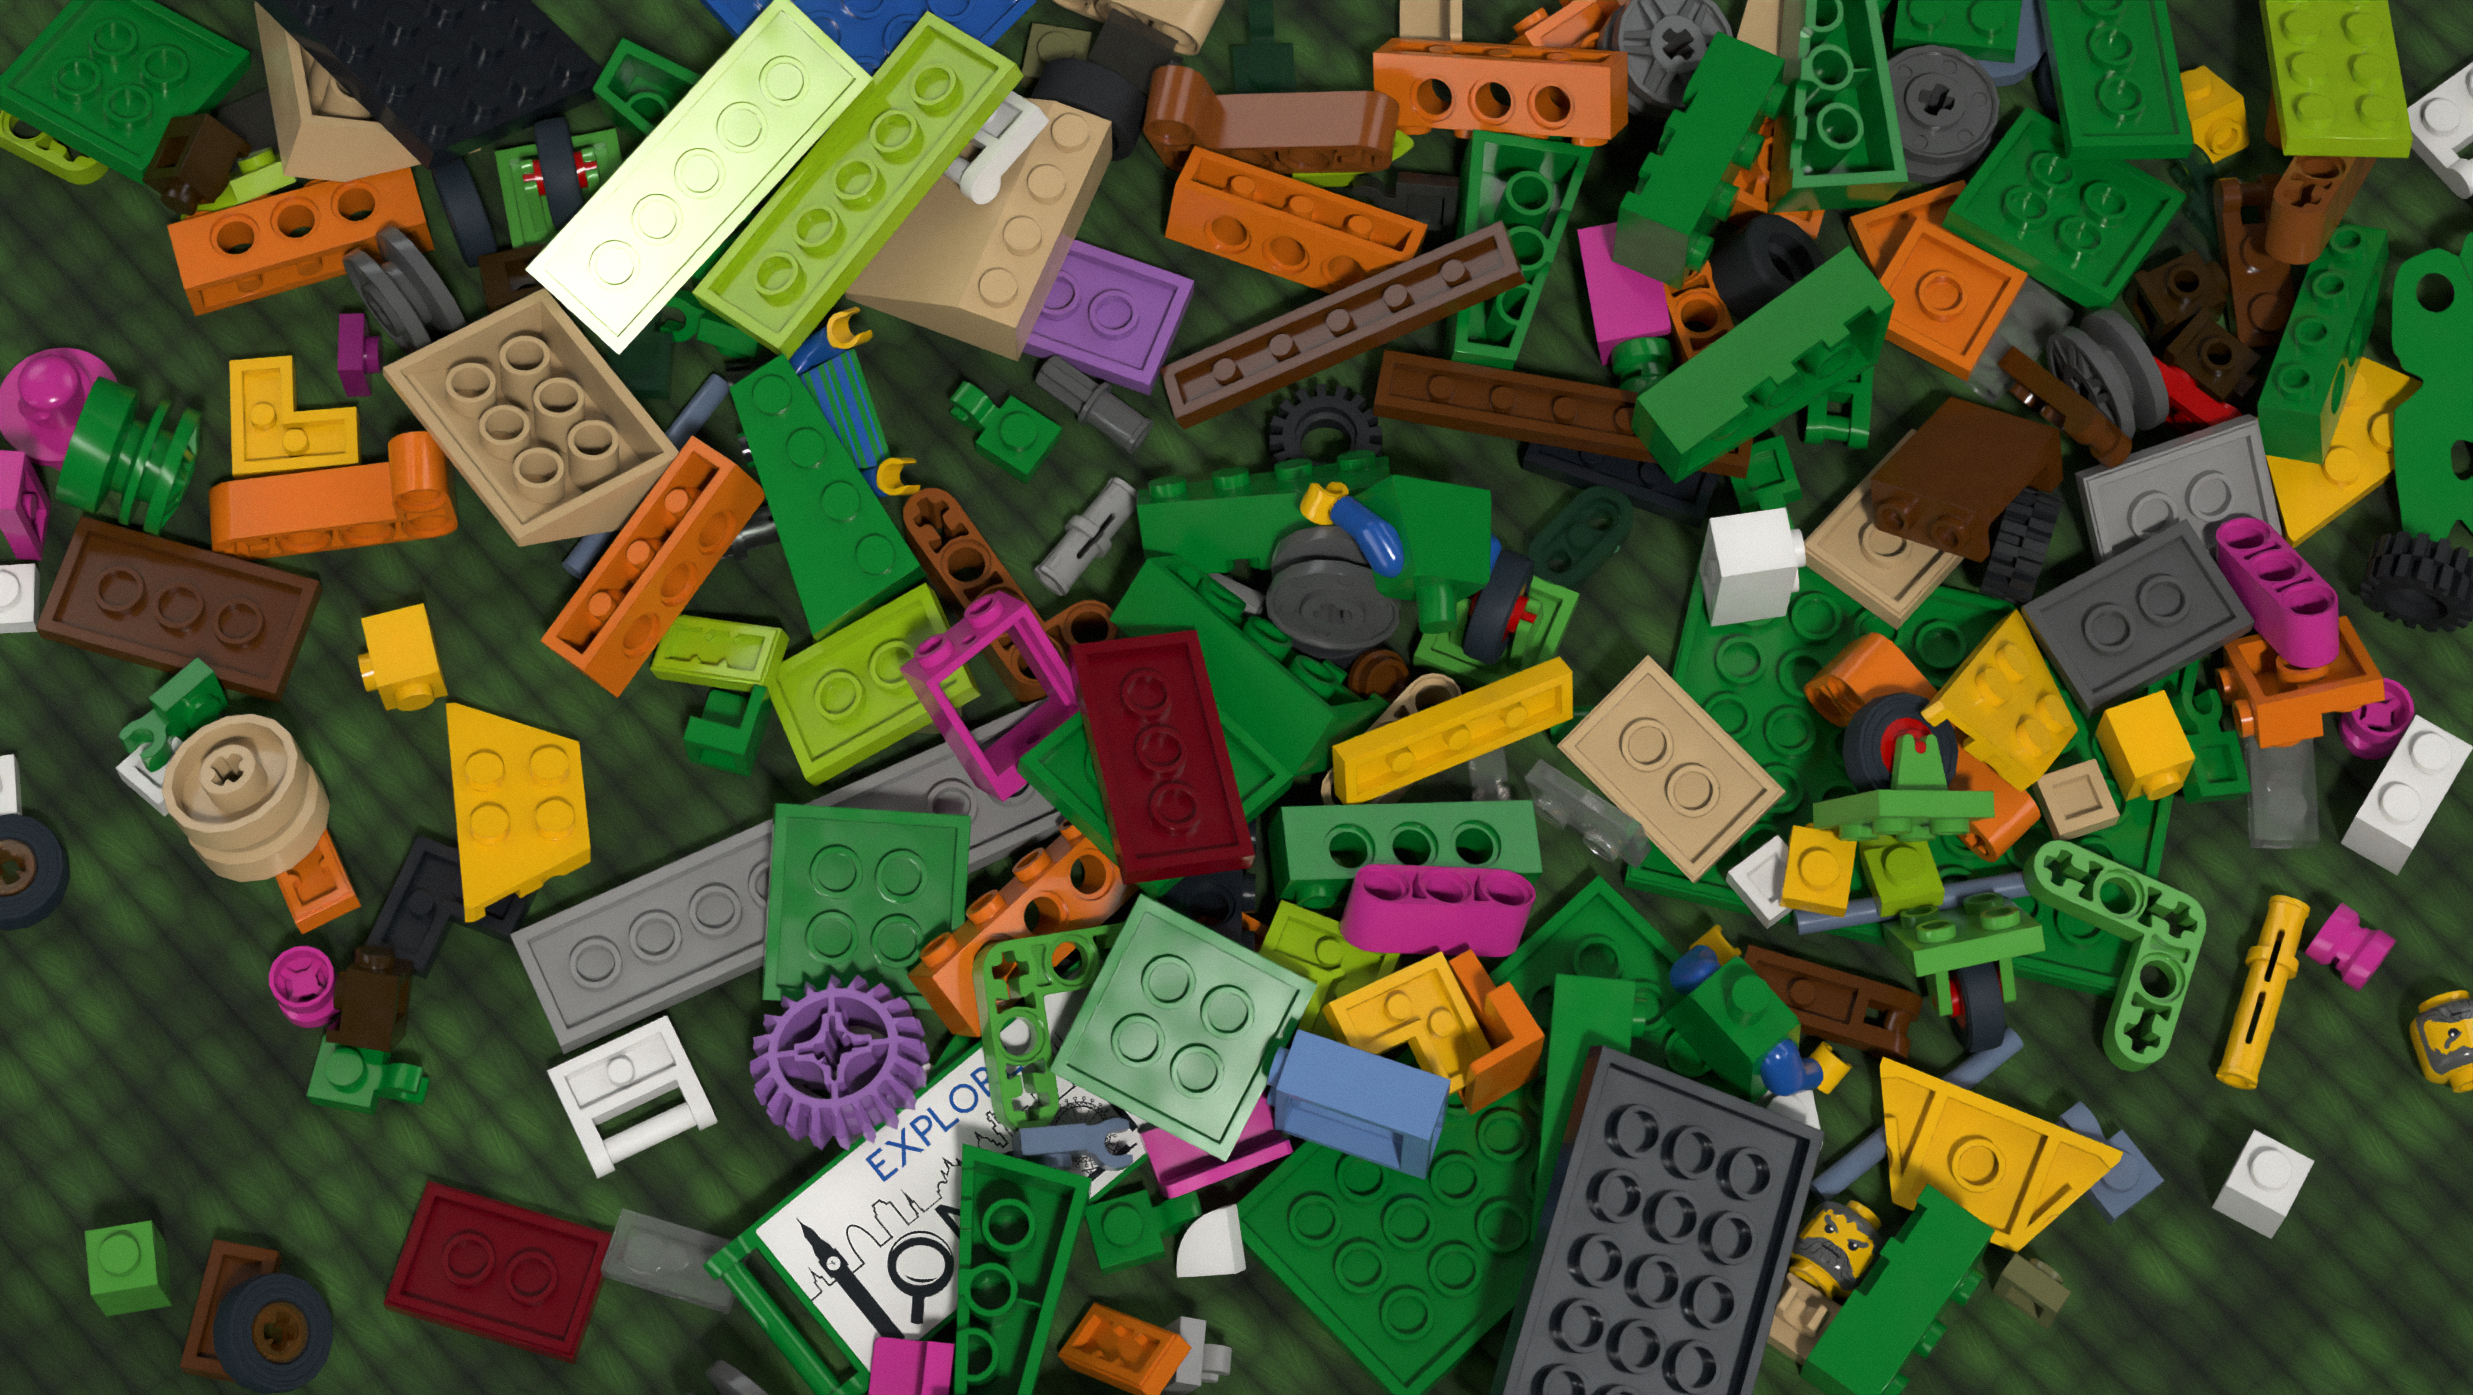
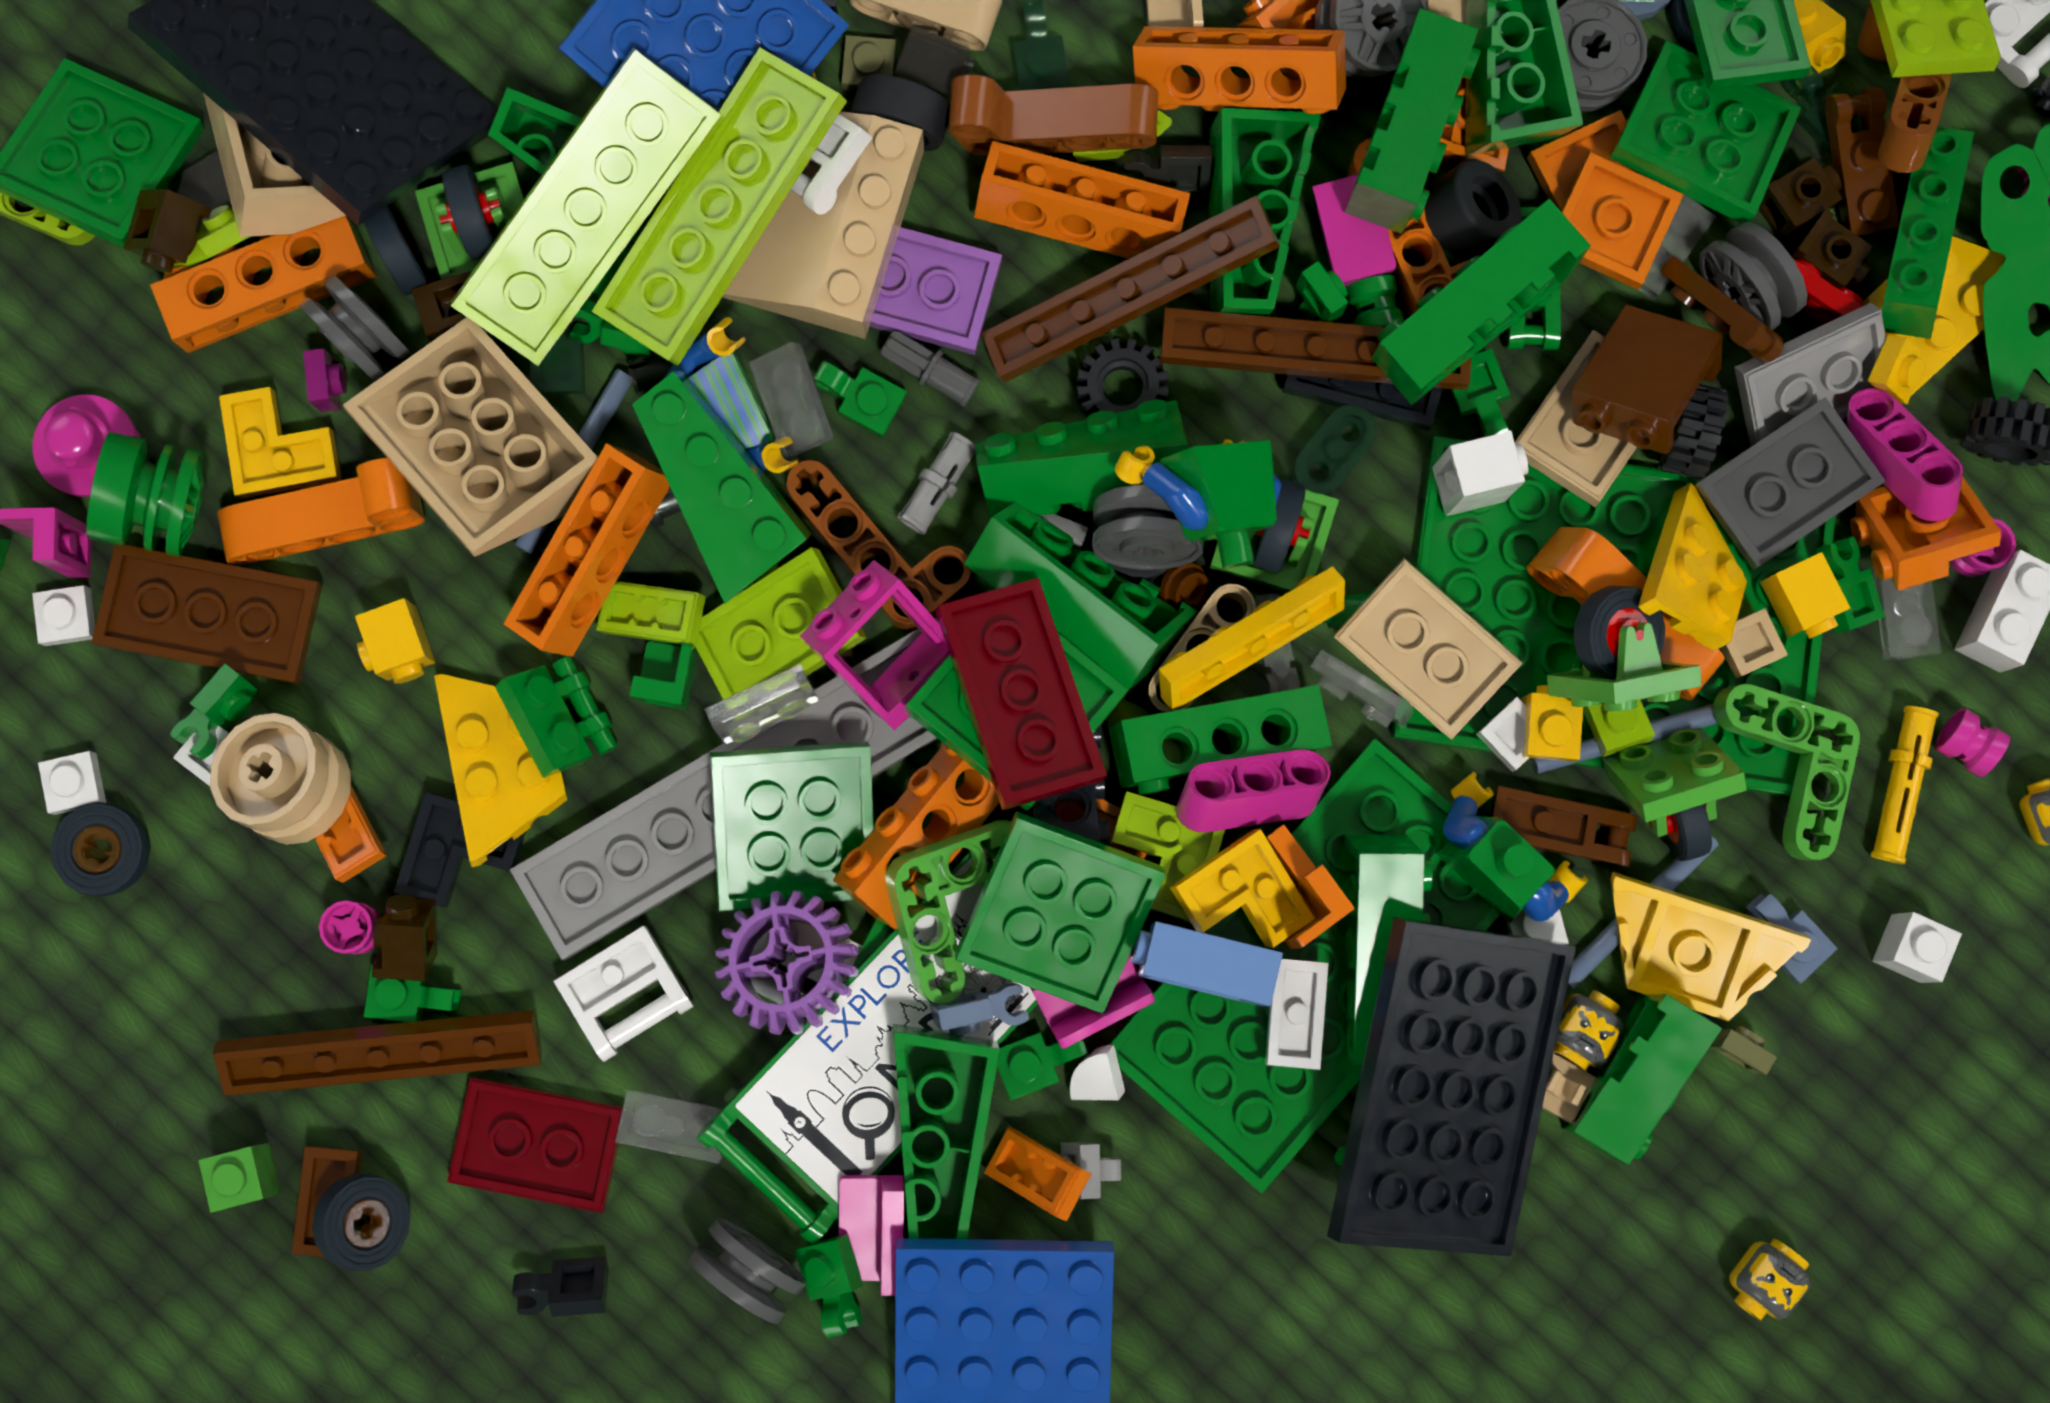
camera: 10 degrees left, 15 degrees up
(319, 1138) = (378, 1052): none -> reddish brown plate
(576, 760) = (545, 721): none -> green plate
(845, 761) = (773, 699): none -> clear plate
(920, 422) = (791, 399): none -> clear plate
(1468, 1185) = (1297, 1015): none -> white plate
(1578, 348) = (1322, 294): none -> green plate
(2281, 495) = (1898, 368): none -> yellow plate

